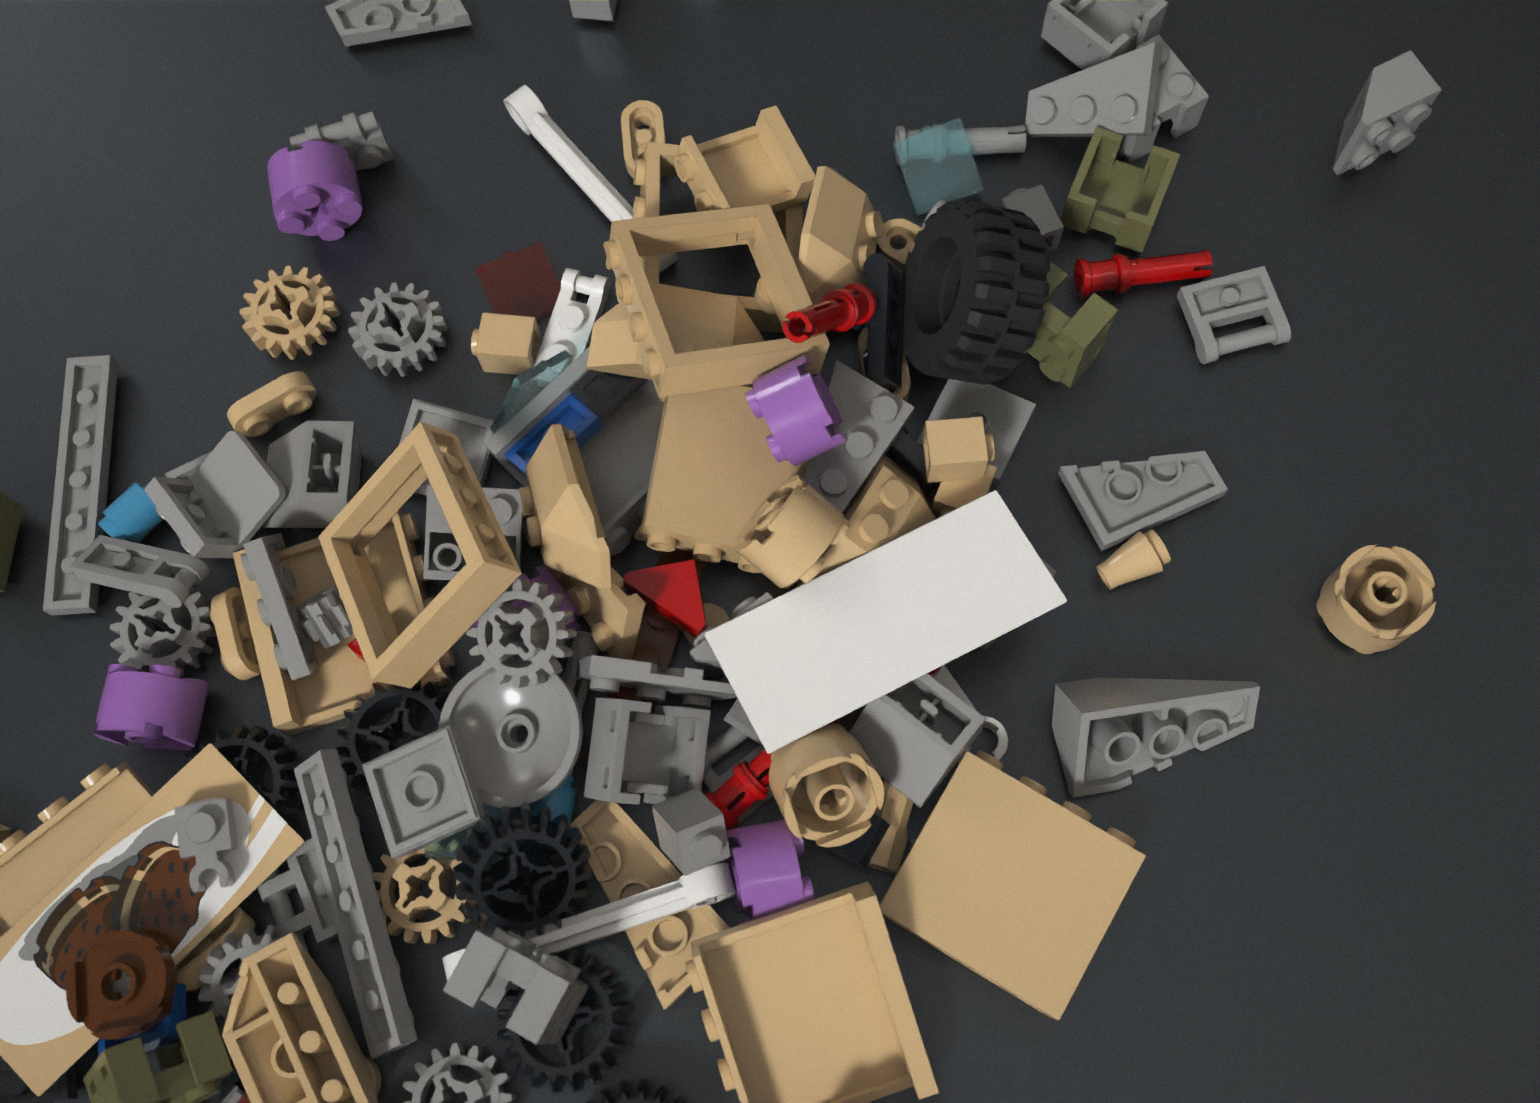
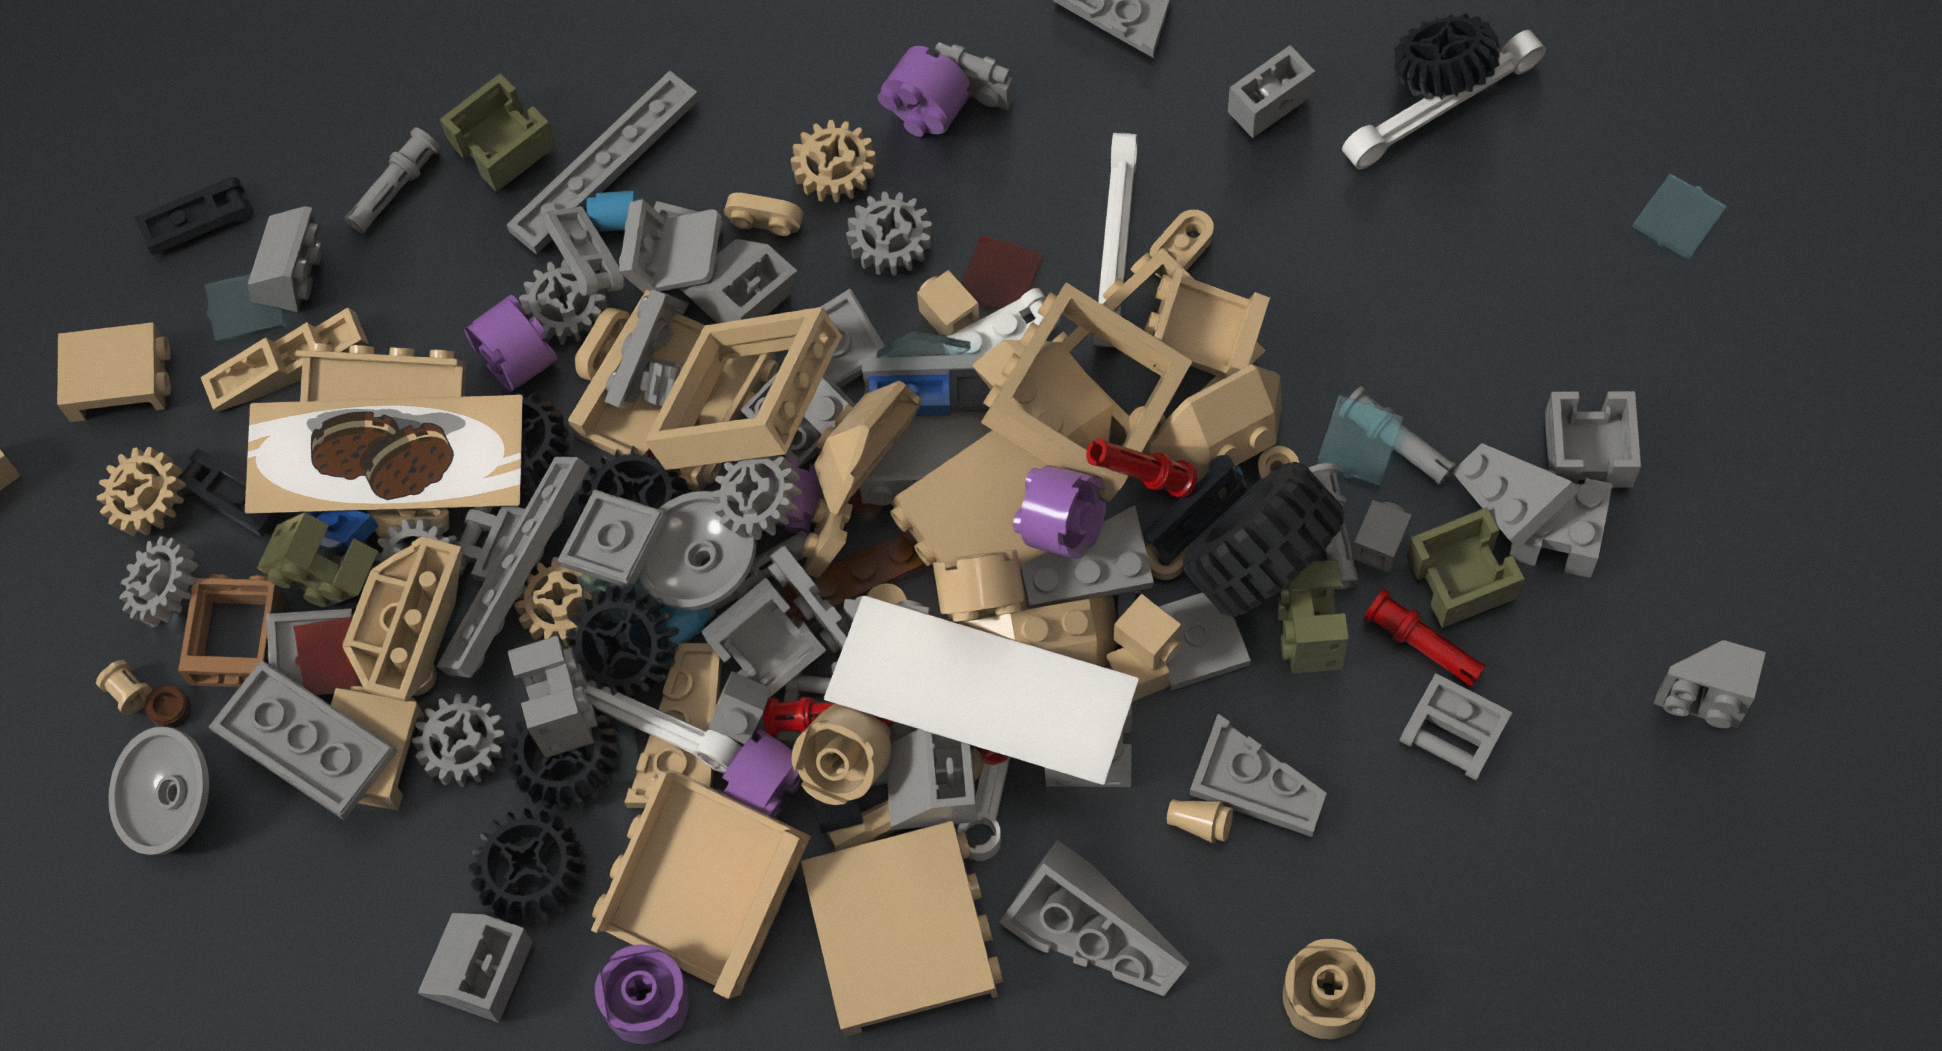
camera: 45 degrees right, 5 degrees down
(151, 989) = (358, 507): reddish brown plate -> none
(205, 833) = (468, 447): light grey plate -> none
(672, 593) = (882, 559): red slope -> none

